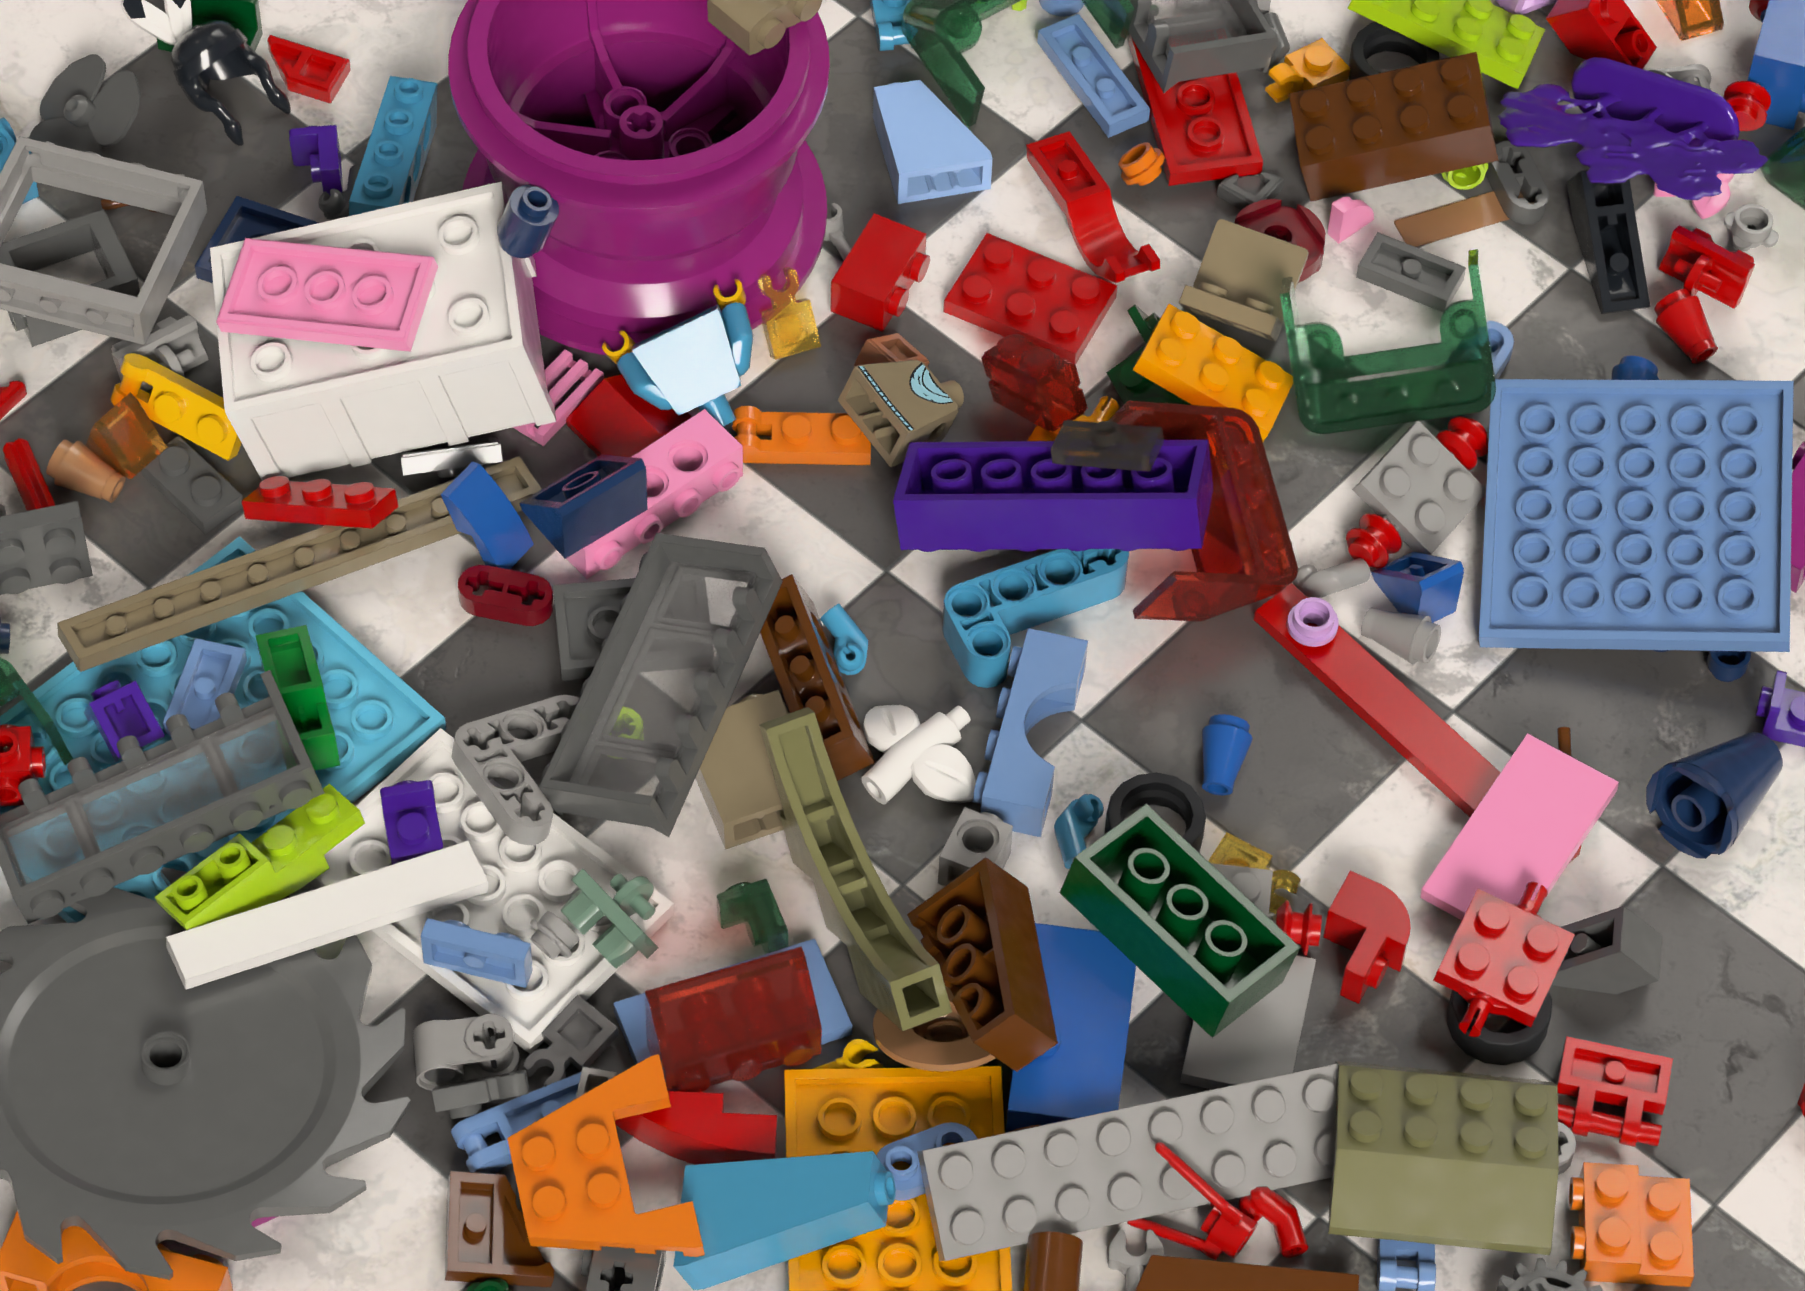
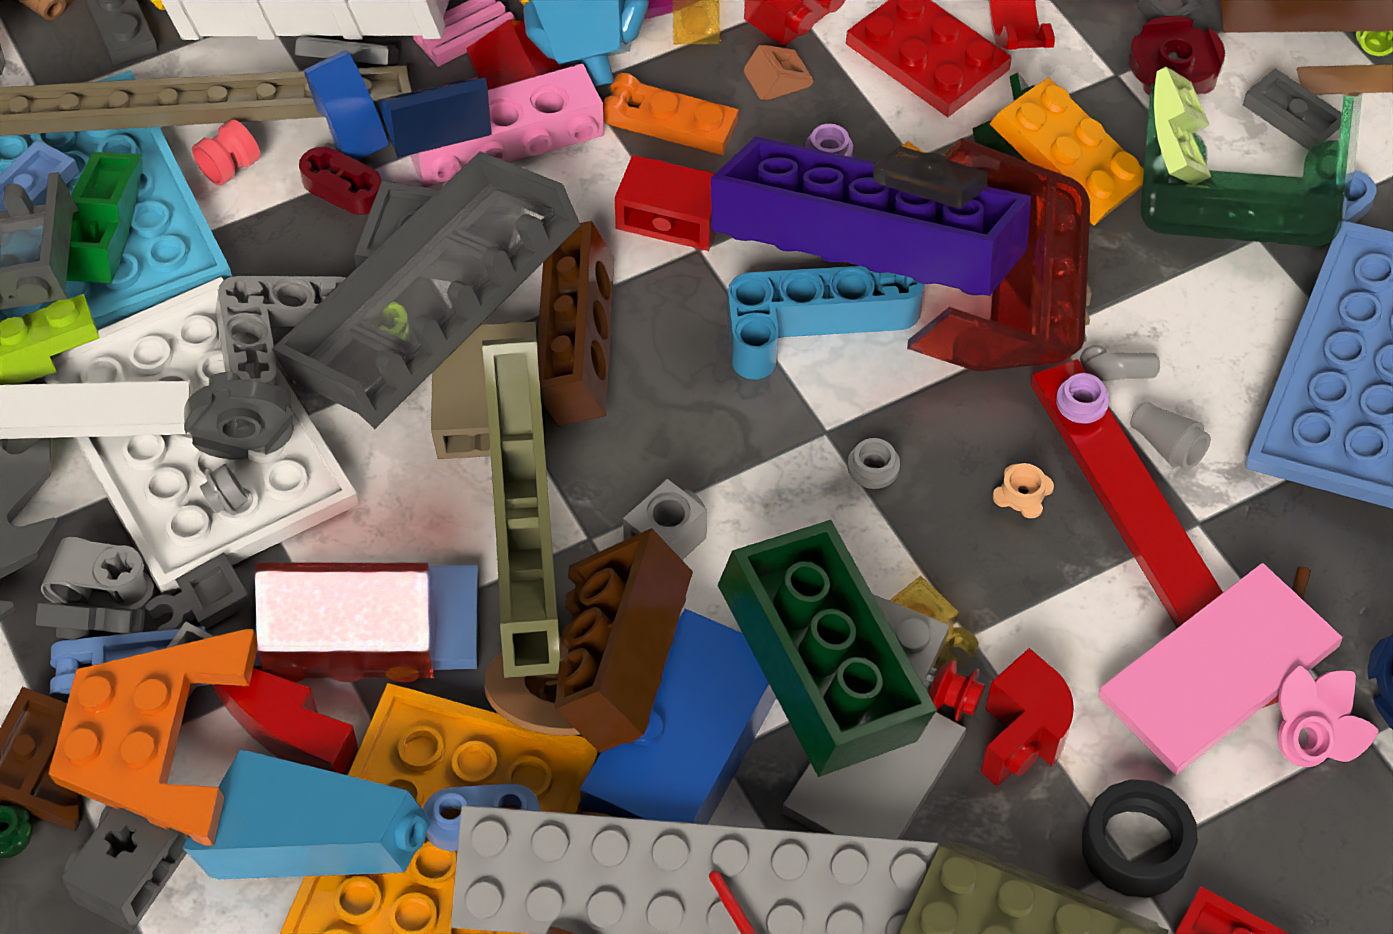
camera: 20 degrees right, 0 degrees up
(320, 503) = (208, 57): red plate -> none
(381, 595) = (226, 152): none -> coral wheel
(410, 819) = (148, 347): dark purple bracket -> none
(476, 952) = (134, 479): medium blue plate -> none
(544, 861) = (260, 412): none -> dark grey plate
(624, 936) = (290, 480): sand green hips -> none
(758, 909) = (431, 520): clear green bracket -> none
(845, 531) = (665, 202): none -> red brick
(850, 642) = (634, 303): dark azure arm -> none
(853, 1056) = (463, 691): yellow hand -> none
(900, 405) = (765, 103): dark tan torso -> none
(918, 753) = (652, 420): white plant -> none
(974, 419) = (830, 139): none -> lavender plate
(1034, 382) = (894, 112): clear red brick -> none
(1045, 683) = (800, 384): medium blue arch -> none
(1075, 825) = (781, 520): dark azure arm -> none
(1140, 727) = (875, 452): none -> light grey plate
(1161, 791) = (876, 519): black tyre -> none
(1224, 750) = (950, 497): blue cone -> none
(1244, 279) = (1122, 74): dark tan bracket -> none
(1289, 713) = (1026, 478): none -> light nougat plate
(1309, 314) = (1176, 119): none -> yellowish green slope
(1348, 217) = (1253, 51): bright pink tile -> none
(1419, 491) = (1233, 306): light grey plate -> none
(1422, 584) = (1207, 394): blue slope -> none
(1503, 958) = (1157, 784): plate -> none
(1611, 953) = (1268, 809): dark grey slope -> none
(1621, 854) = (1324, 712): none -> bright pink plate

